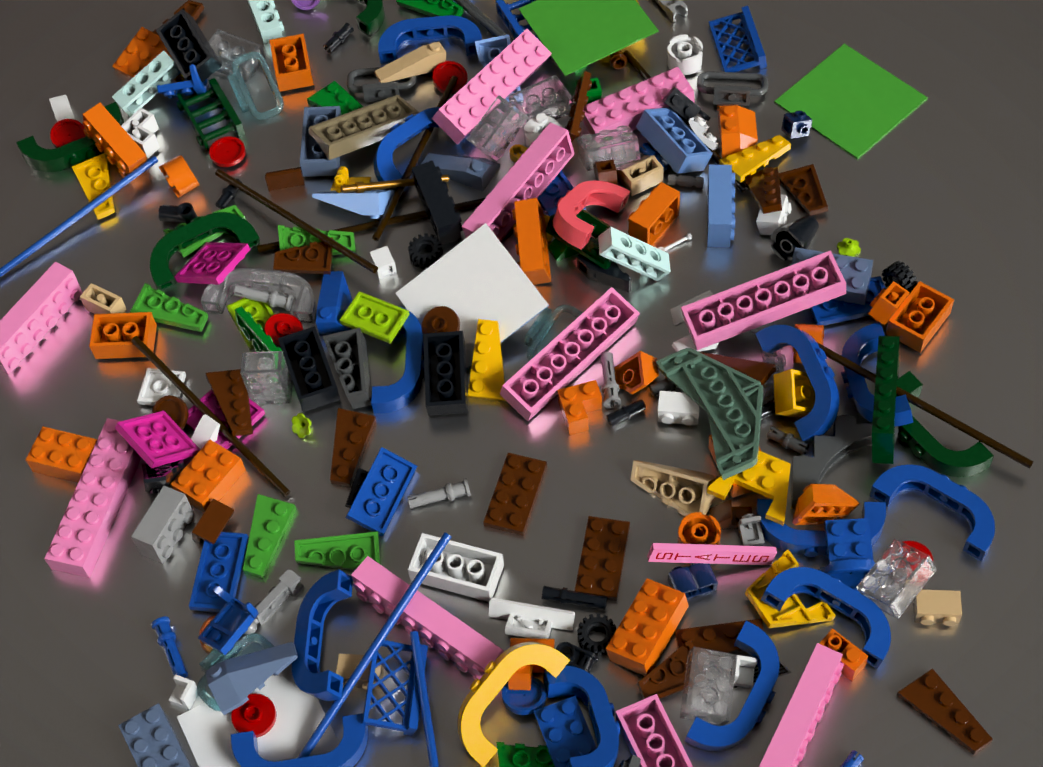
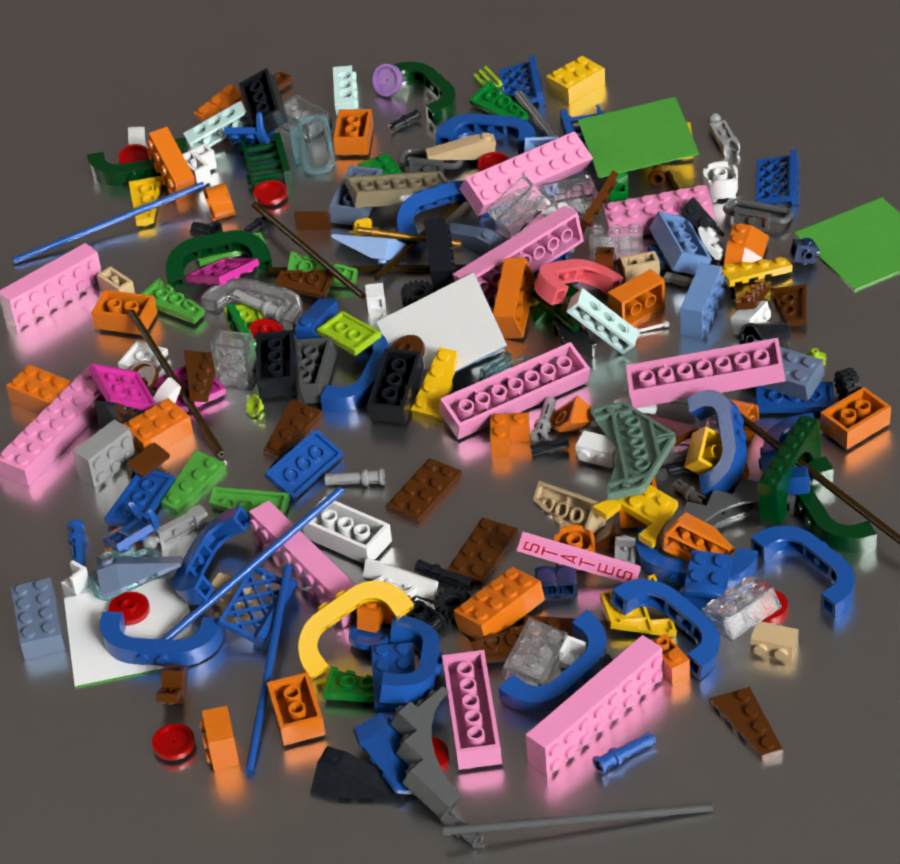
camera: 15 degrees right, 15 degrees down
(887, 302) = (823, 396): orange brick -> none

